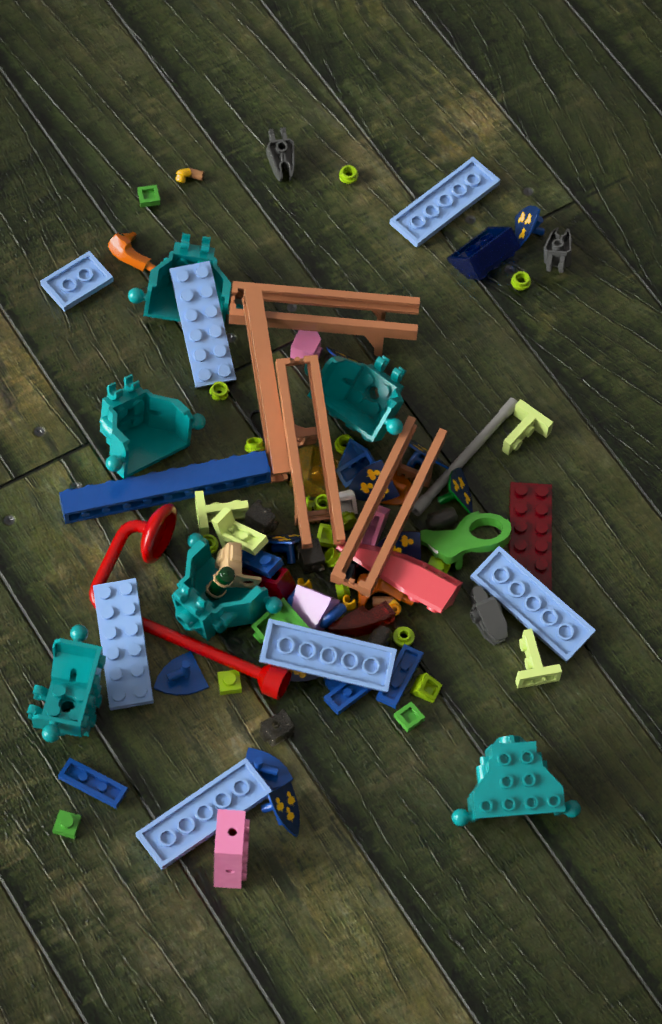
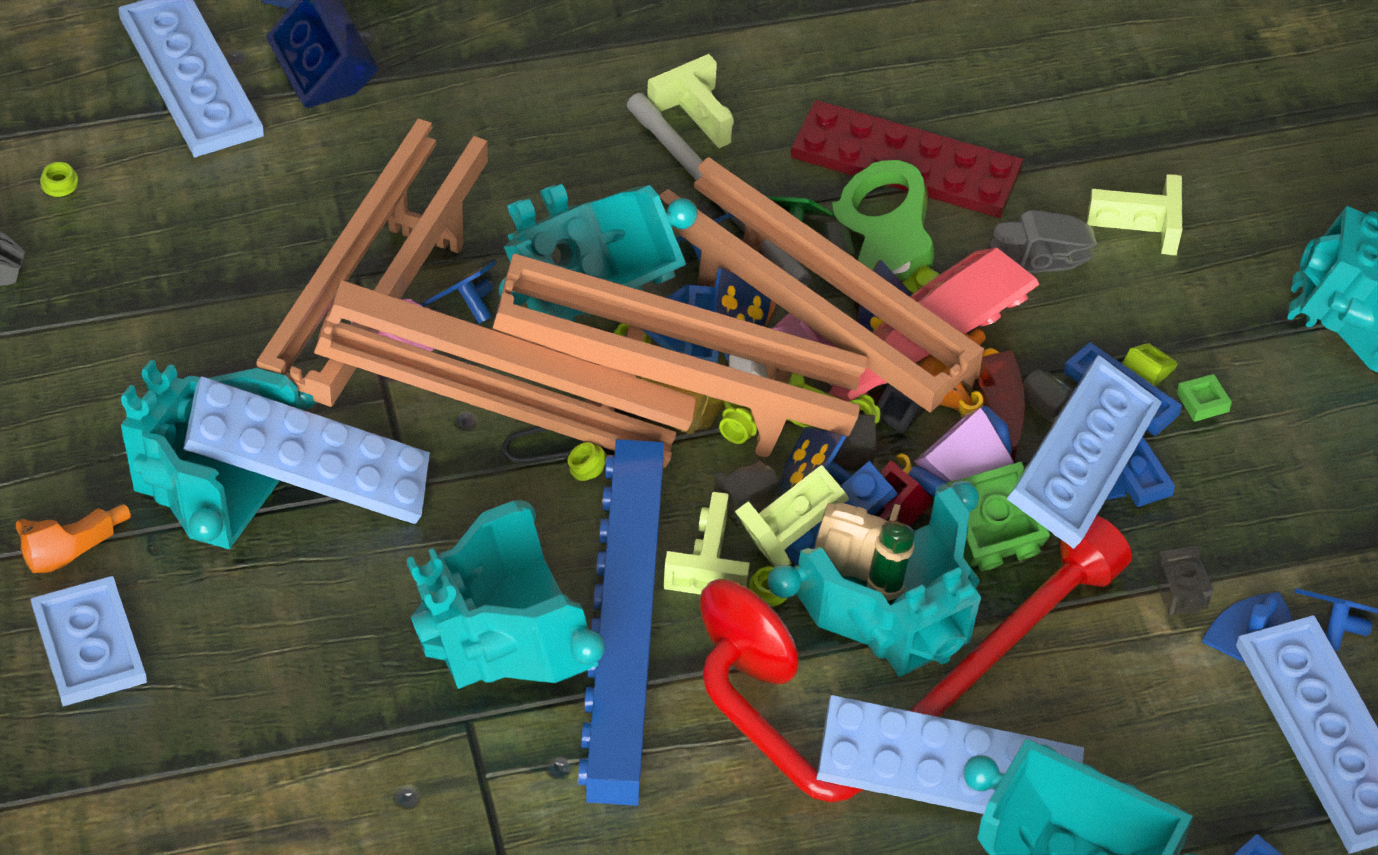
camera: 70 degrees left, 10 degrees down
(181, 677) = (1030, 700): blue shield -> none
(219, 387) = (444, 484): lime plate -> none
(229, 682) = (1065, 631): lime plate -> none
(342, 590) = (933, 423): lime plate -> none
(399, 641) = (1046, 360): lime plate -> none
(523, 277) = (399, 25): lime plate -> none
(533, 604) = (1040, 177): light blue plate -> none

